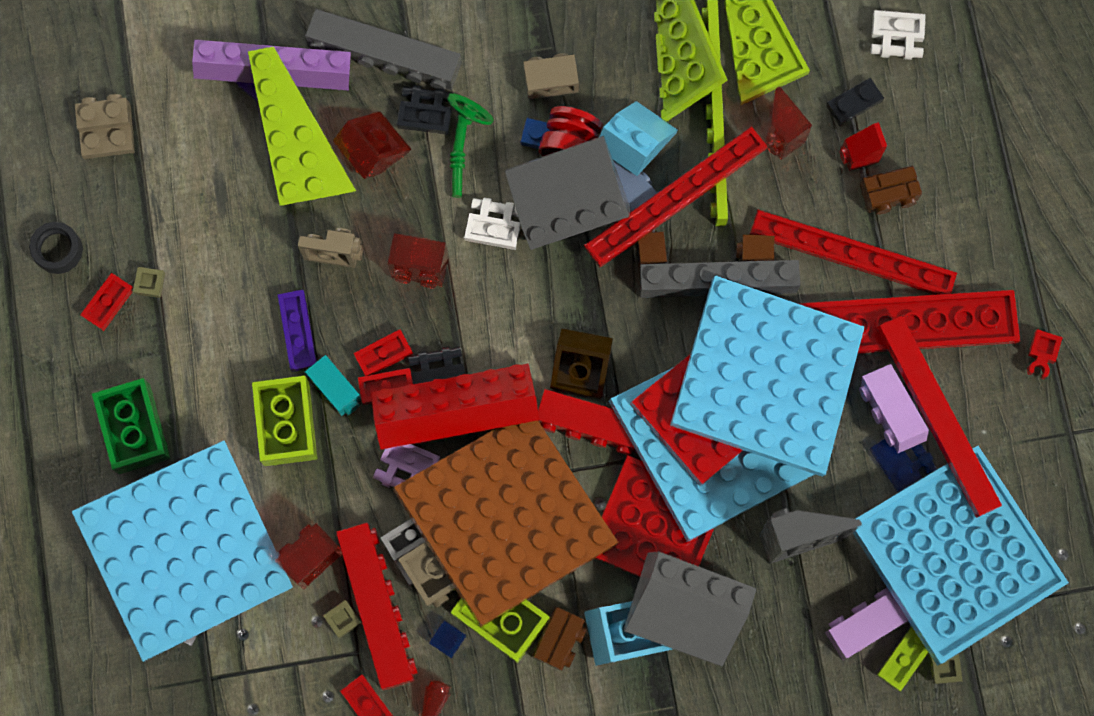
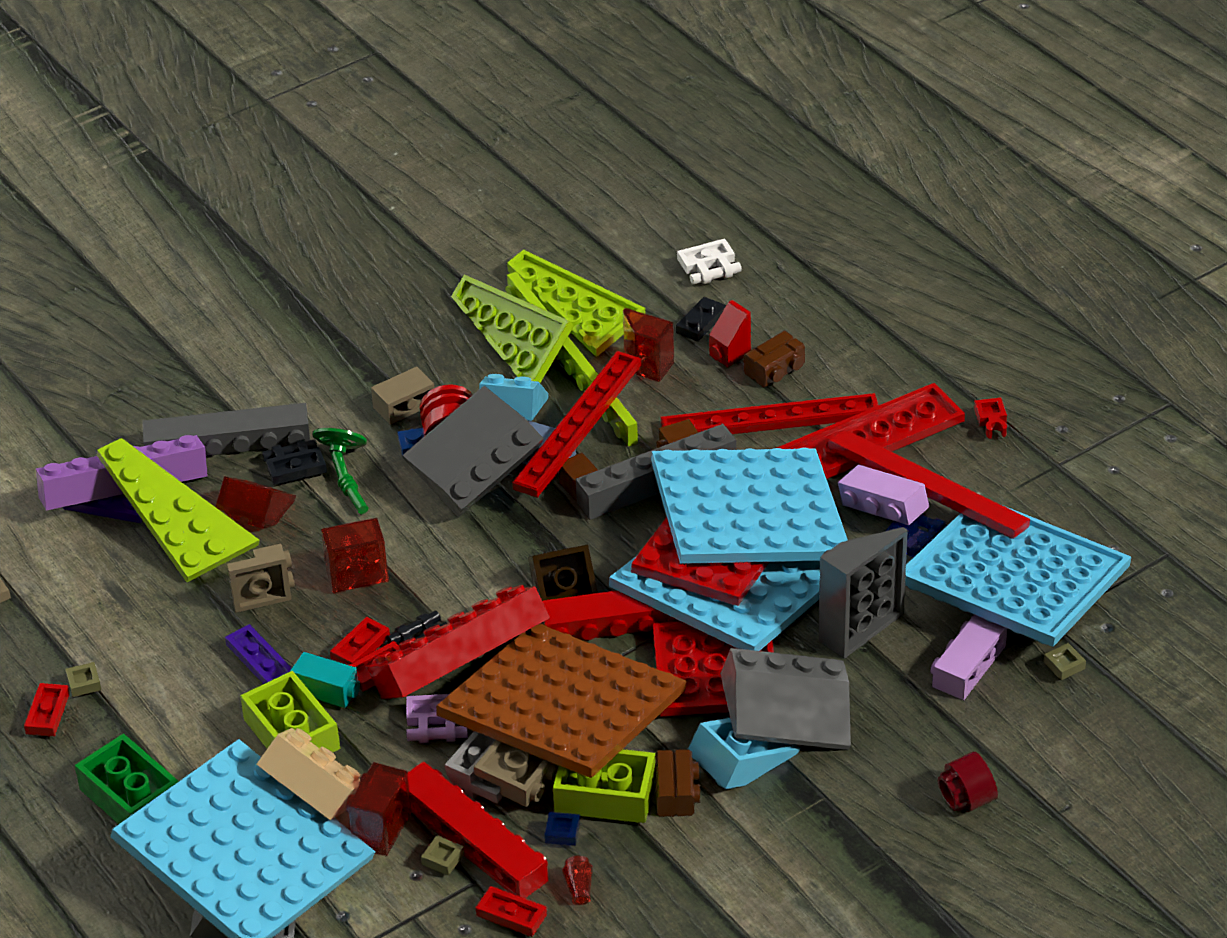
camera: 25 degrees left, 35 degrees down
(266, 503) = (310, 772): none -> tan brick
(492, 230) = (413, 514): white plate -> none
(903, 660) = (1021, 666): lime plate -> none

